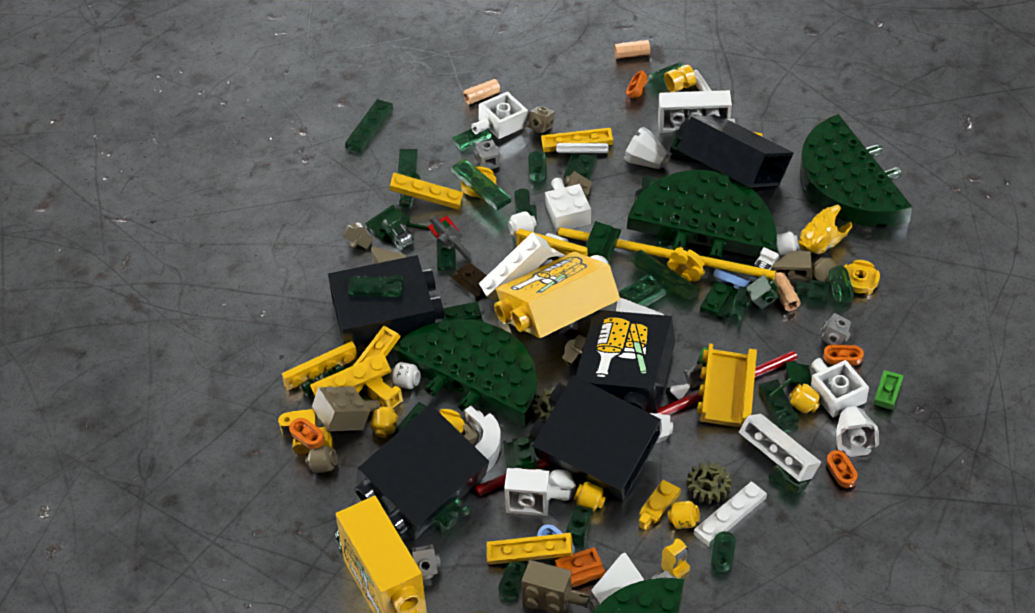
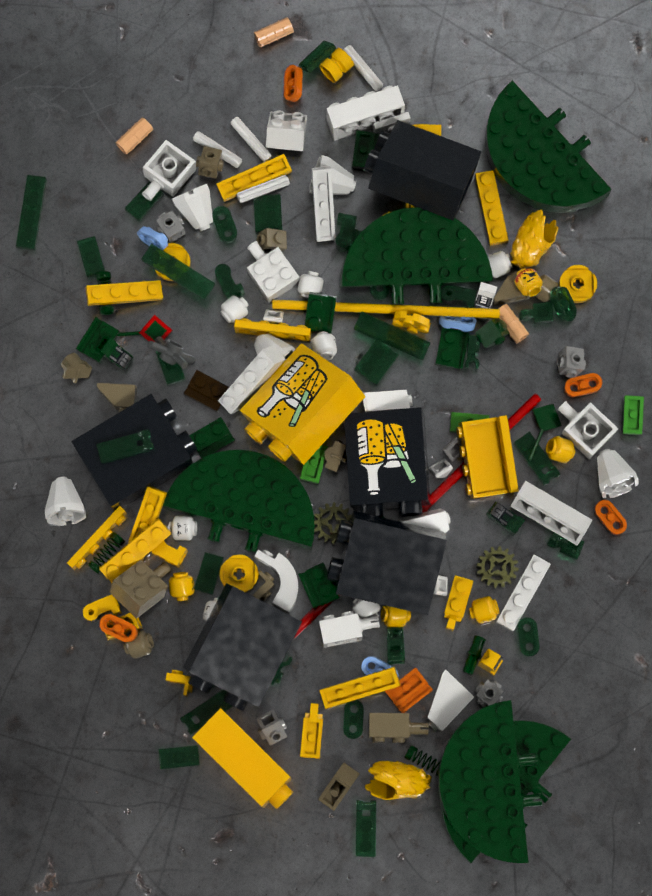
camera: 20 degrees left, 30 degrees up
(300, 332) = (64, 503): none -> white cone
(319, 567) = (179, 757): none -> clear green plate
(346, 496) = (178, 677): none -> yellow bracket
(464, 580) = (312, 733): none -> yellow hinge
(470, 155) = (149, 236): none -> light blue plate
(515, 143) = (195, 207): none -> white cone
(551, 357) = (313, 467): none -> bright green plate
(559, 122) = (227, 155): none -> white axle
(583, 113) = (250, 139): none -> white axle
(602, 216) = (310, 283): none -> white head
(615, 113) = (286, 130): none -> white slope
(632, 160) = (323, 204): none -> white plate
(644, 484) = (441, 586): none -> white slope
(656, 556) = (474, 654): none -> dark green axle
(731, 444) = (505, 518): none -> leg
(739, 256) = (458, 295): none -> clear green leg
(792, 206) = (491, 208): none -> yellow plate
(810, 254) = (528, 282): none -> yellow head

